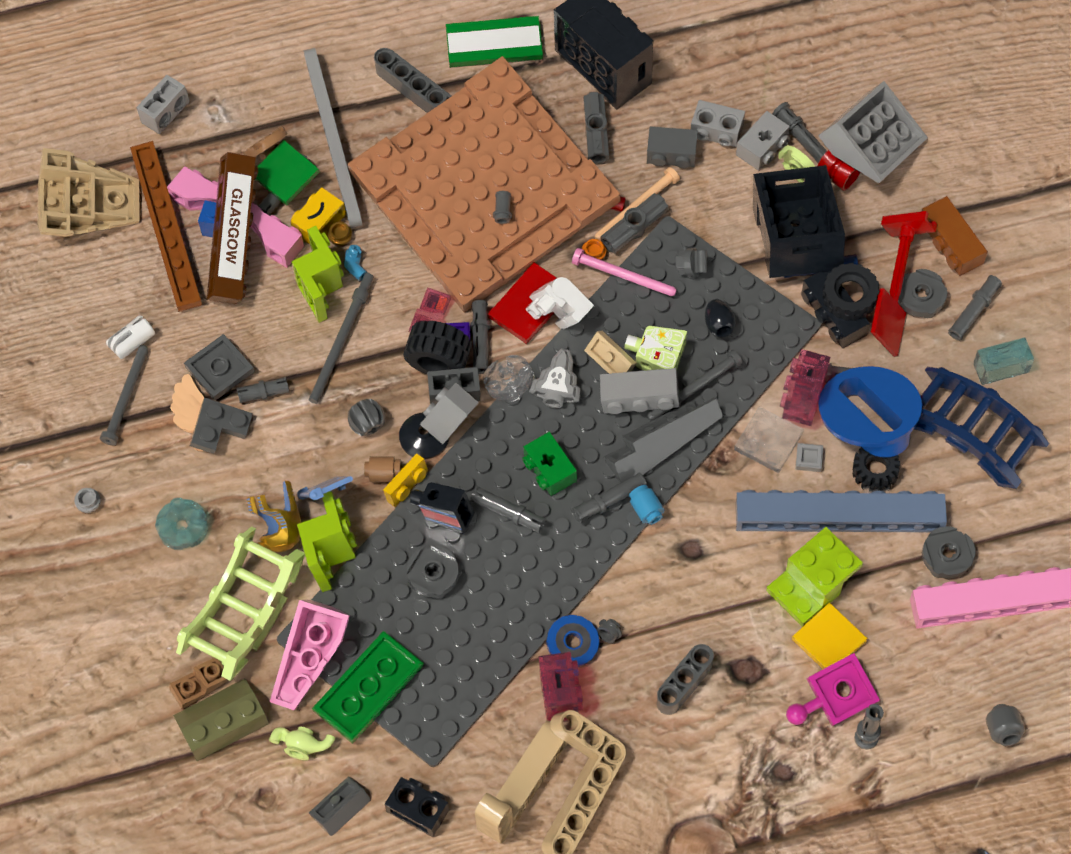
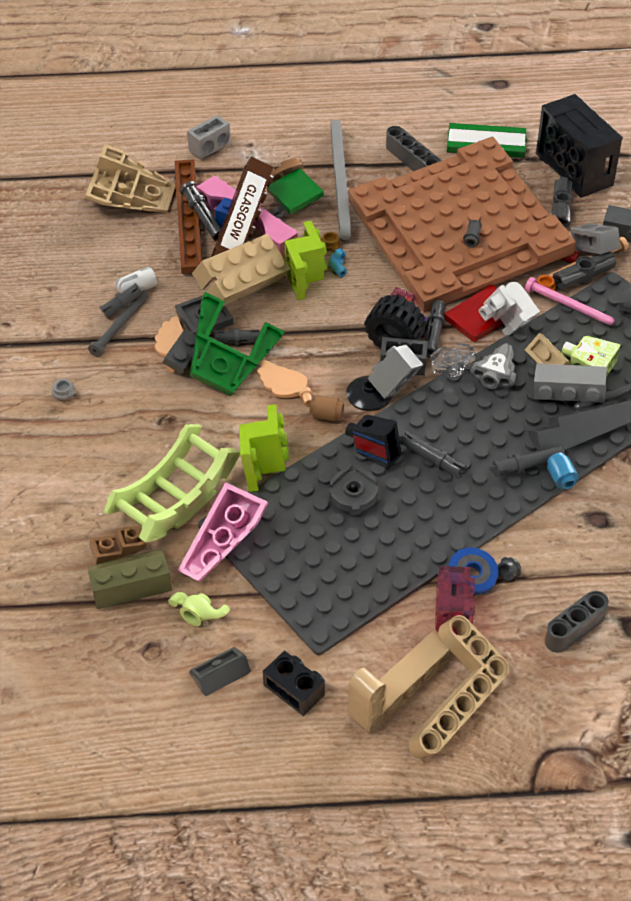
camera: 10 degrees right, 15 degrees down
(120, 367) = (121, 300): none -> dark grey pin
(174, 212) = (197, 203): none -> dark grey pin
(184, 537) = (139, 411): clear light blue plate -> none
(250, 307) = (242, 269): none -> tan piece
(251, 435) = (220, 364): none -> green wing
(281, 524) = (224, 433): pearl gold piece -> none
(316, 492) = (259, 409): medium blue door -> none
(320, 211) = (321, 218): yellow brick -> none
(329, 440) = (284, 382): none -> light nougat animal
(359, 297) = (335, 287): dark grey bar -> none
(366, 417) = (321, 367): dark grey piece -> none
(367, 687) = (271, 573): green tile -> none
(405, 480) = (337, 422): yellow plate -> none
(545, 453) = (478, 425): green brick -> none
(641, 179) = (596, 238): none -> light grey brick

